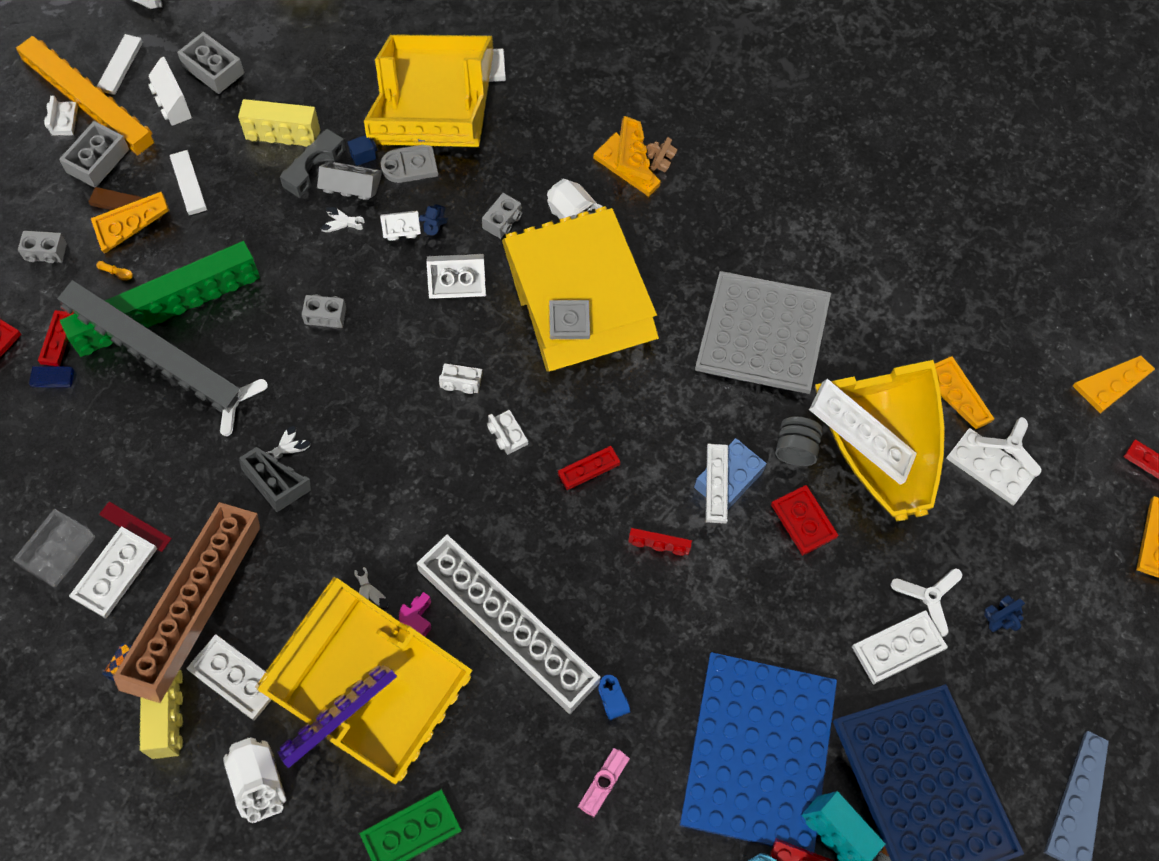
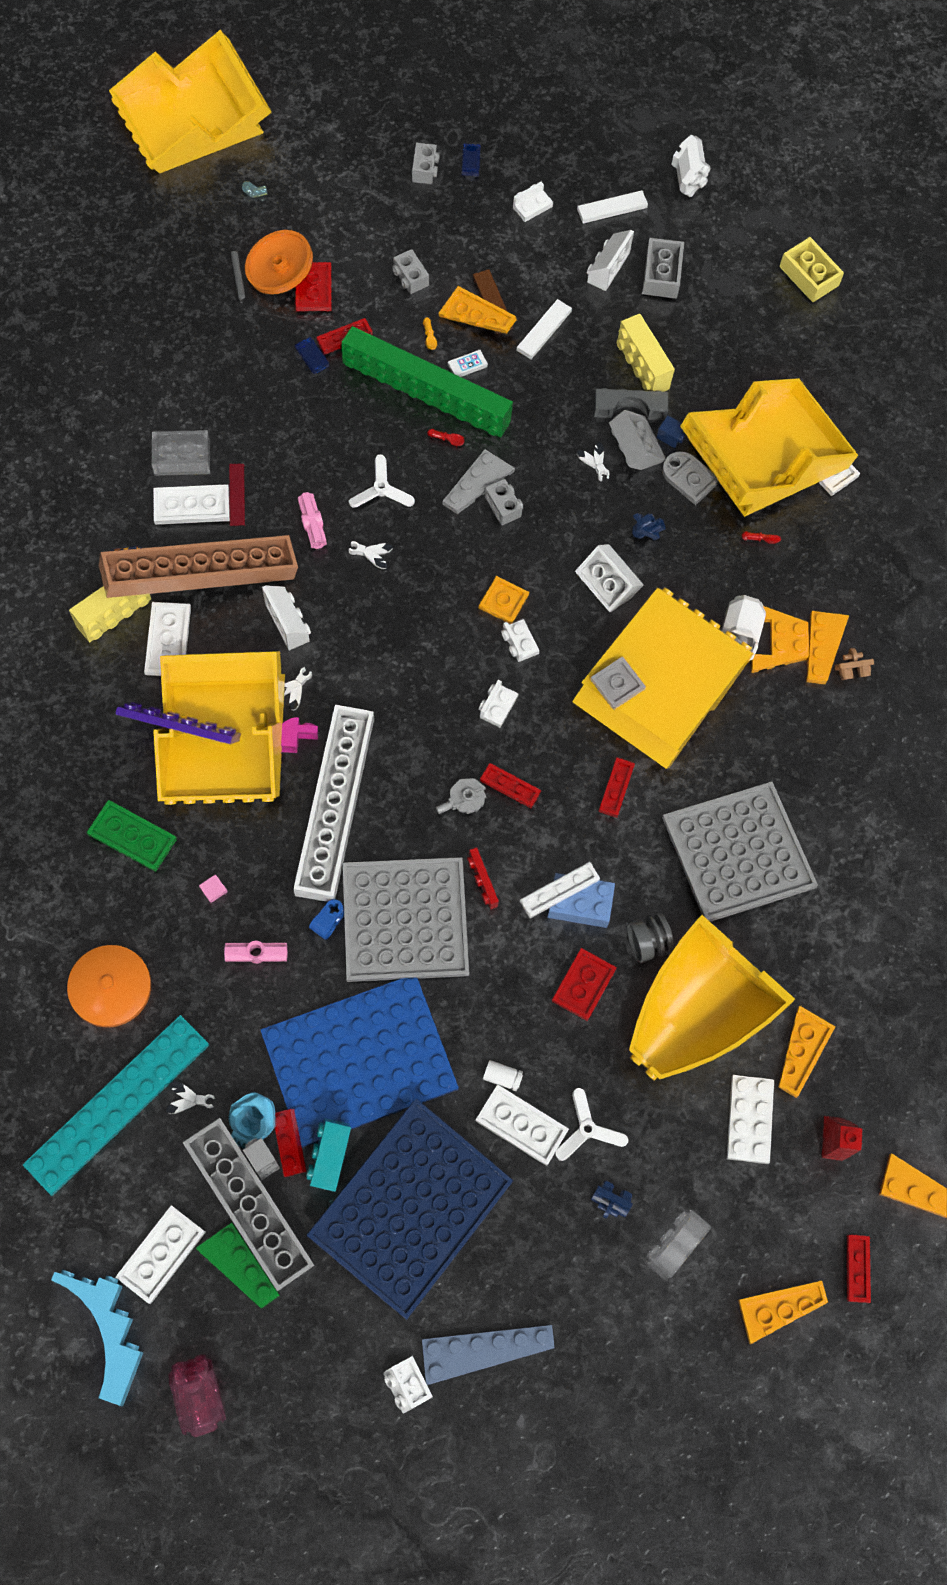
camera: 55 degrees right, 5 degrees up
(85, 94) = (563, 204): light orange brick -> none
(94, 154) = (515, 248): light grey brick -> none
(149, 346) = (375, 401): dark grey brick -> none
(169, 258) = (467, 364): none -> tile
(216, 476) = (312, 520): none -> bright pink piece
(232, 313) = (454, 439): none -> red piece
(254, 780) = (99, 701): white brick -> none
(274, 480) = (334, 563): dark grey wedge -> none
(285, 314) = (483, 472): none -> light grey wing
(294, 555) = (286, 616): none -> white slope
(400, 225) = (621, 505): white bracket -> none
(413, 368) = (503, 600): none -> light orange tile
(499, 214) = (692, 571): light grey brick -> none
(502, 148) = (771, 539): none -> red piece
(514, 786) = (213, 888): none -> bright pink tile
(574, 509) = (466, 796): none -> light grey piece
(605, 186) = (788, 641): none -> light orange wing
(632, 151) = (834, 640): light orange wing -> none
(647, 387) = (616, 787): none -> red plate
(654, 631) = (405, 919): none -> light grey plate
(847, 635) = (503, 1075): none -> white piece
(863, 431) = (688, 981): white plate -> none
(1013, 446) = (779, 1133): white piece -> none
(1052, 405) = (840, 1138): none -> red slope
(1074, 584) = (677, 1244): none -> clear brick

